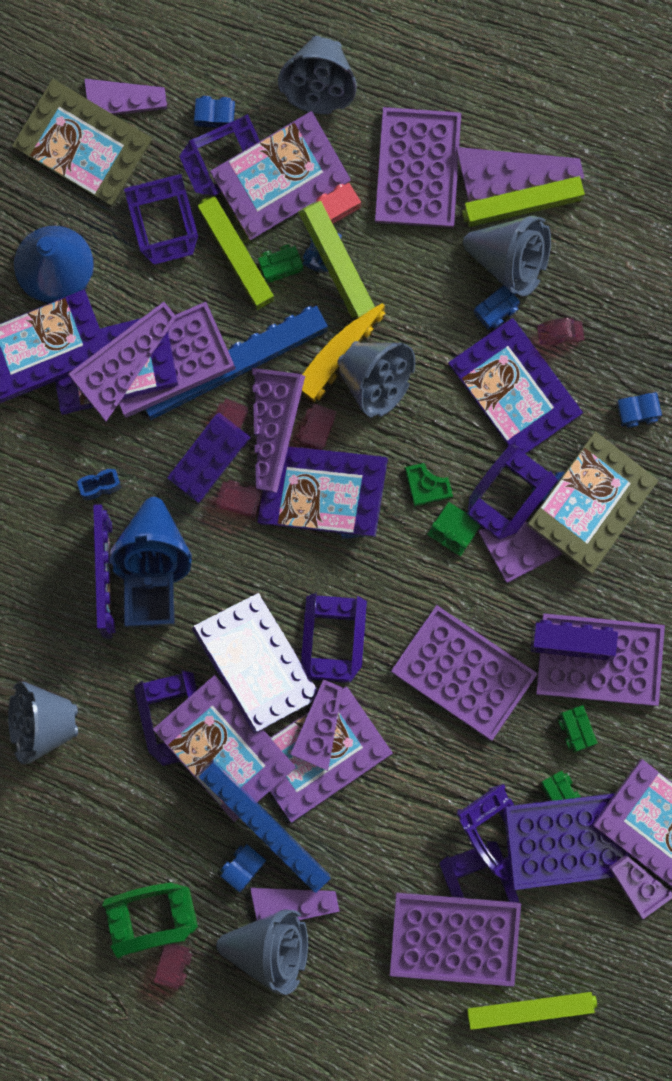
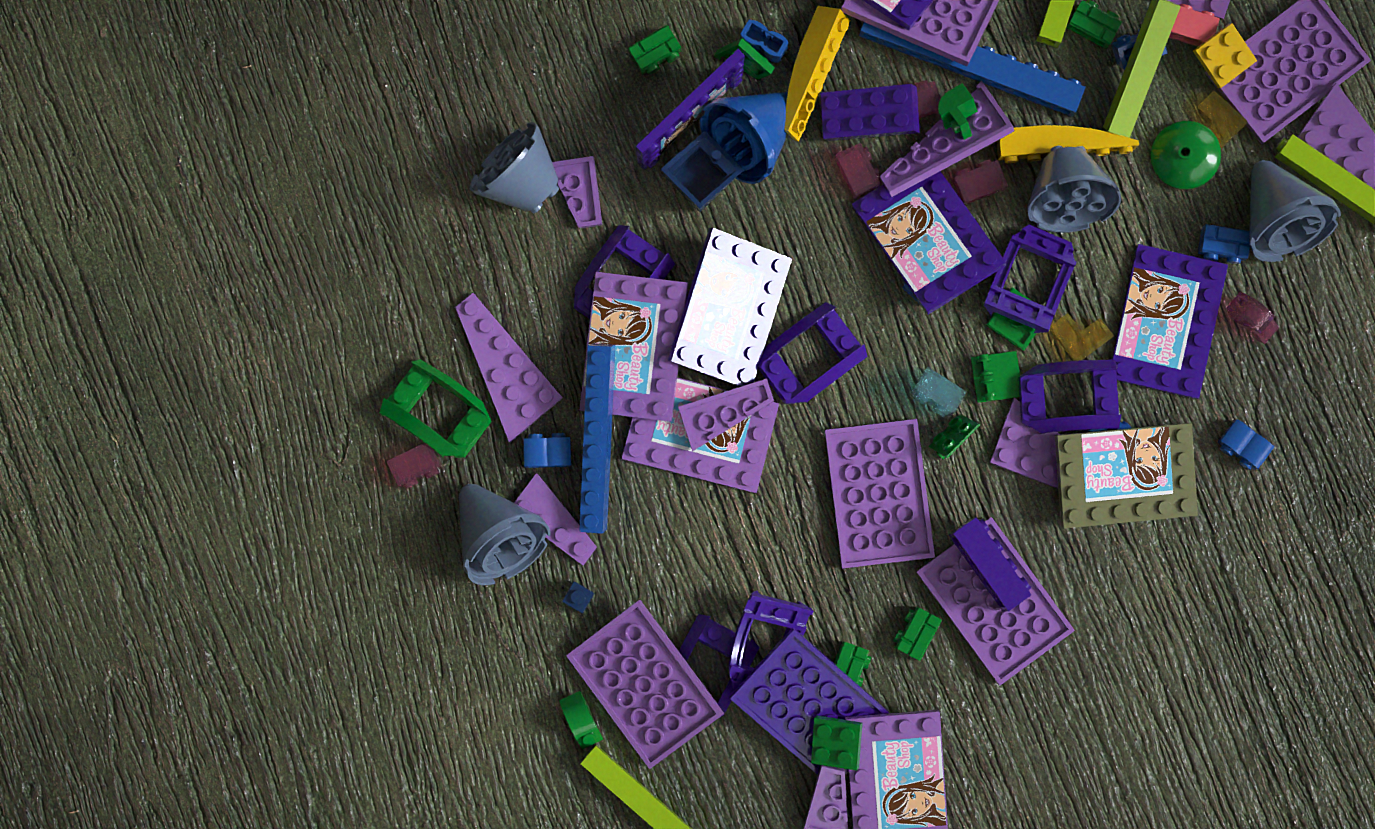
camera: 50 degrees right, 5 degrees up
(40, 560) = (655, 50): none -> green brick
(88, 691) = (580, 188): none -> medium lavender wing
(110, 502) = (754, 63): none -> green wing
(144, 467) = (813, 65): none -> yellow slope
(172, 848) = (513, 381): none -> medium lavender wing
(255, 400) = (955, 108): none -> green brick
(358, 932) = (578, 597): none -> dark blue brick
(376, 200) = (1225, 55): none -> yellow plate
(420, 238) = (1225, 118): none -> clear yellow plate
(422, 475) = (1018, 307): none -> dark purple wedge
(430, 288) = (1190, 170): none -> green dish
(431, 575) = (938, 392): none -> clear light blue slope
(441, 1003) = (580, 720): none -> green brick
(469, 591) = (953, 436): none -> green hinge
(478, 457) = (1077, 342): none -> clear yellow plate
(604, 845) = (836, 743): none -> green plate

